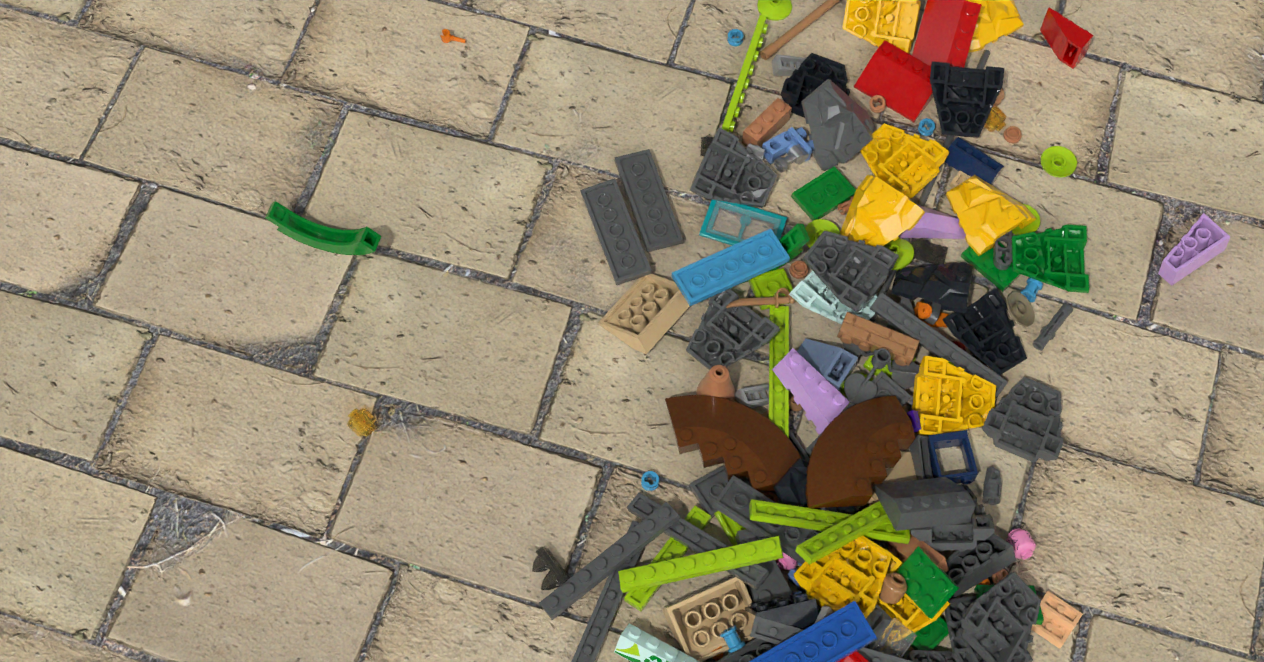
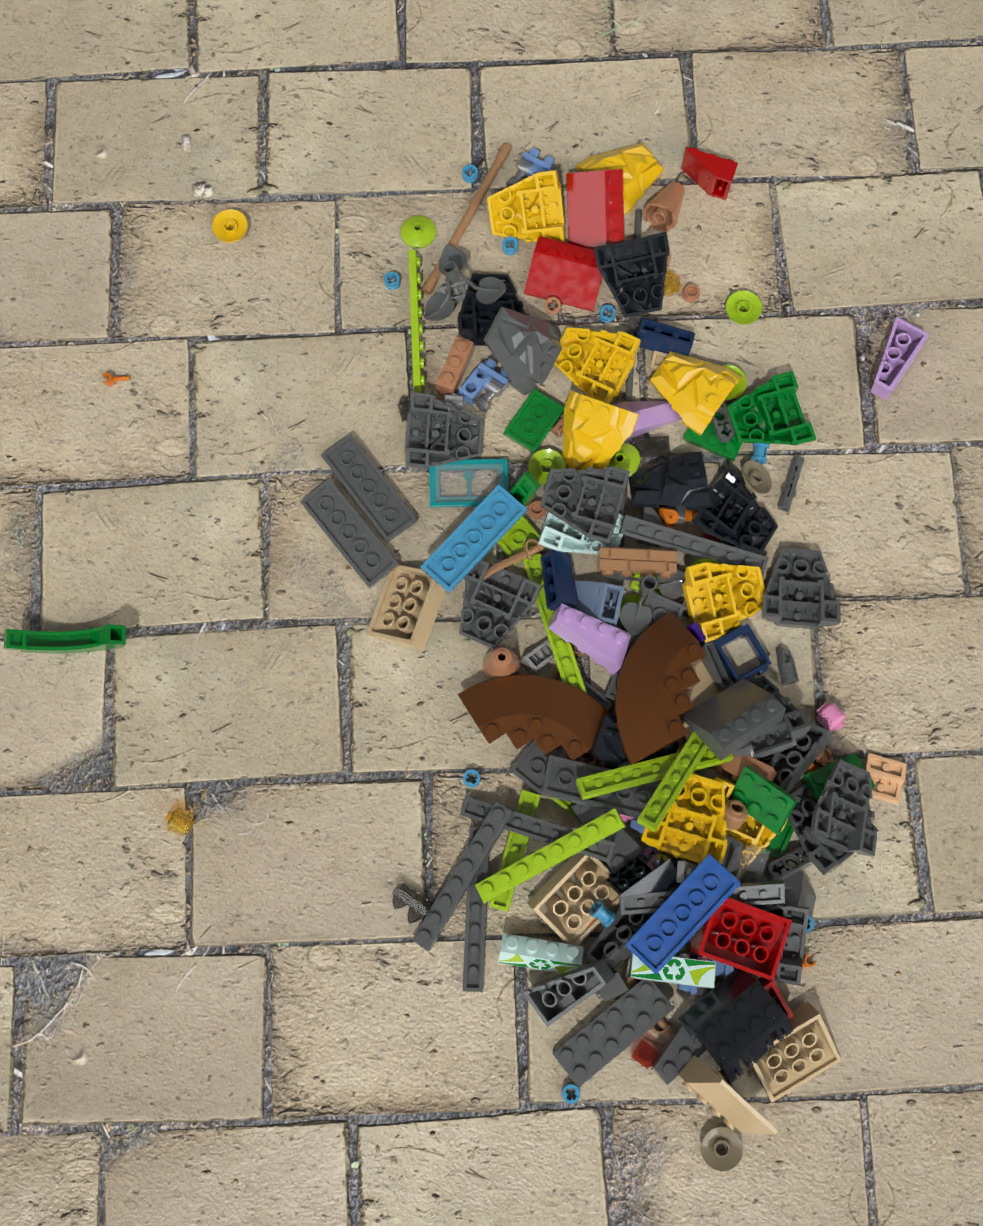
camera: 15 degrees left, 15 degrees up
(794, 39) = (450, 264): none -> dark grey plant
(797, 330) = (558, 580): none -> dark blue brick
(853, 46) = (510, 251): none -> dark azure bush
(1012, 54) = (665, 207): none -> nougat cone

